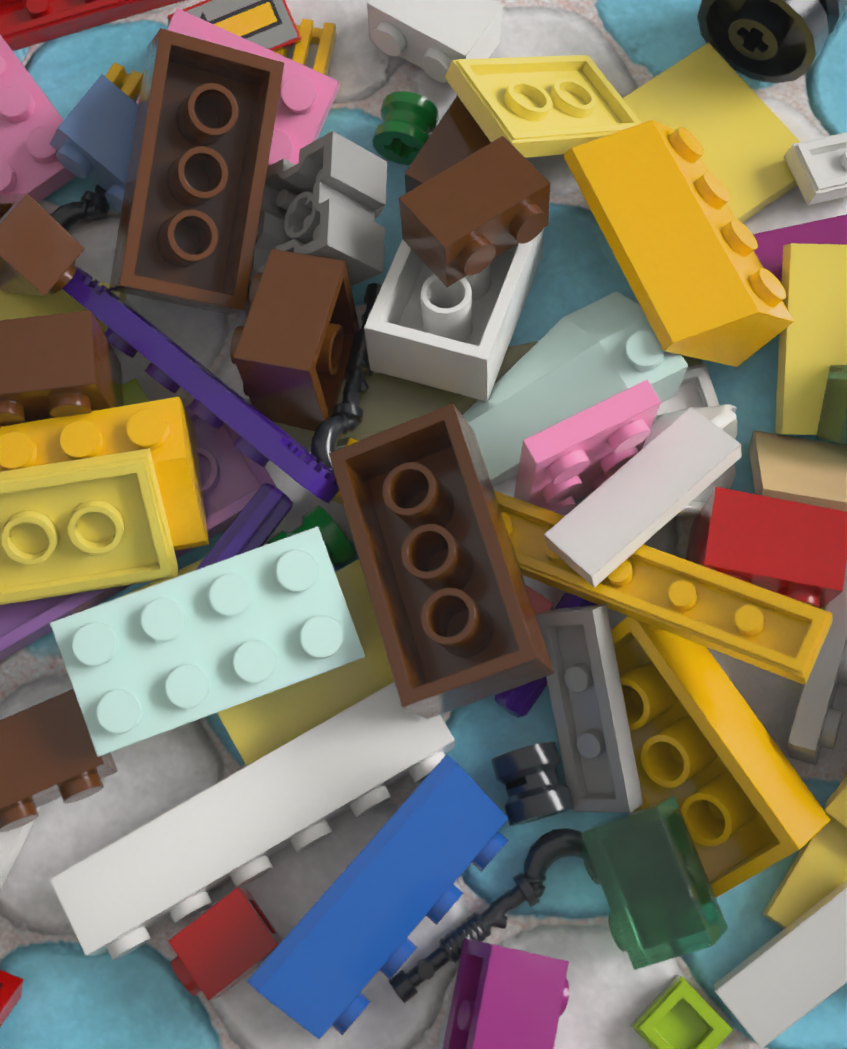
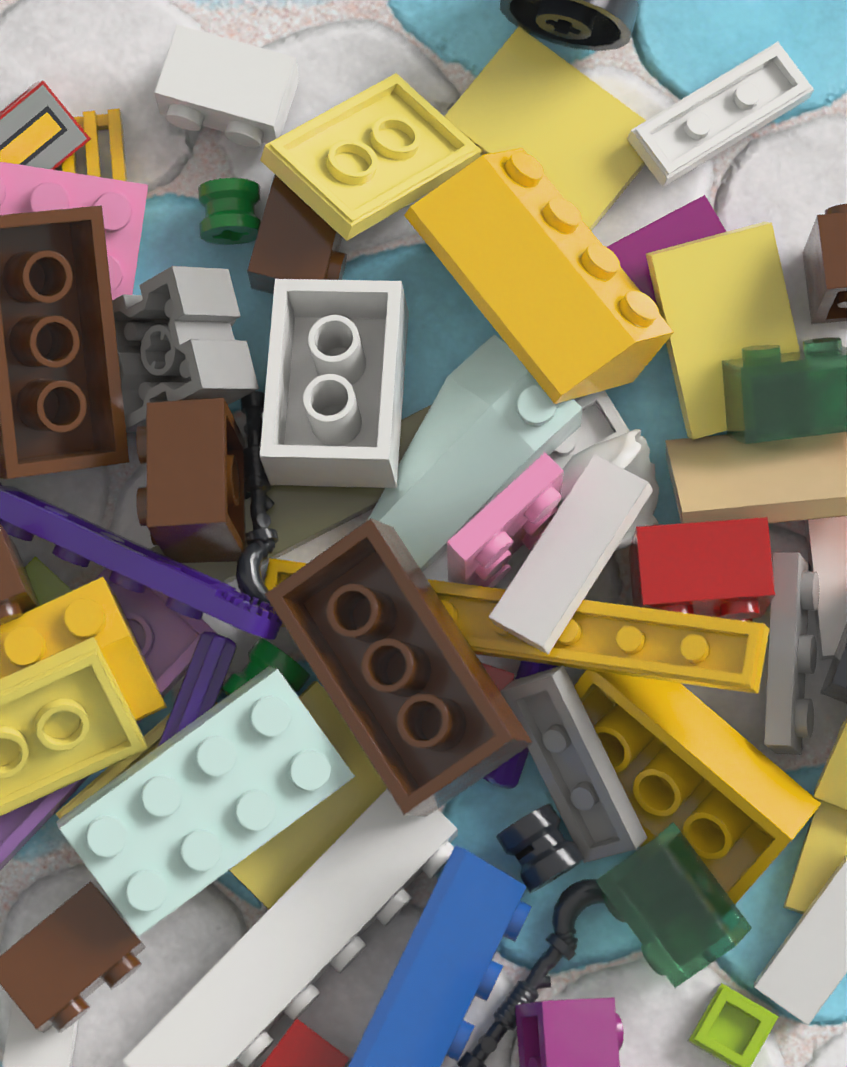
camera: 15 degrees left, 5 degrees up
(475, 211) = (336, 311): reddish brown brick -> none

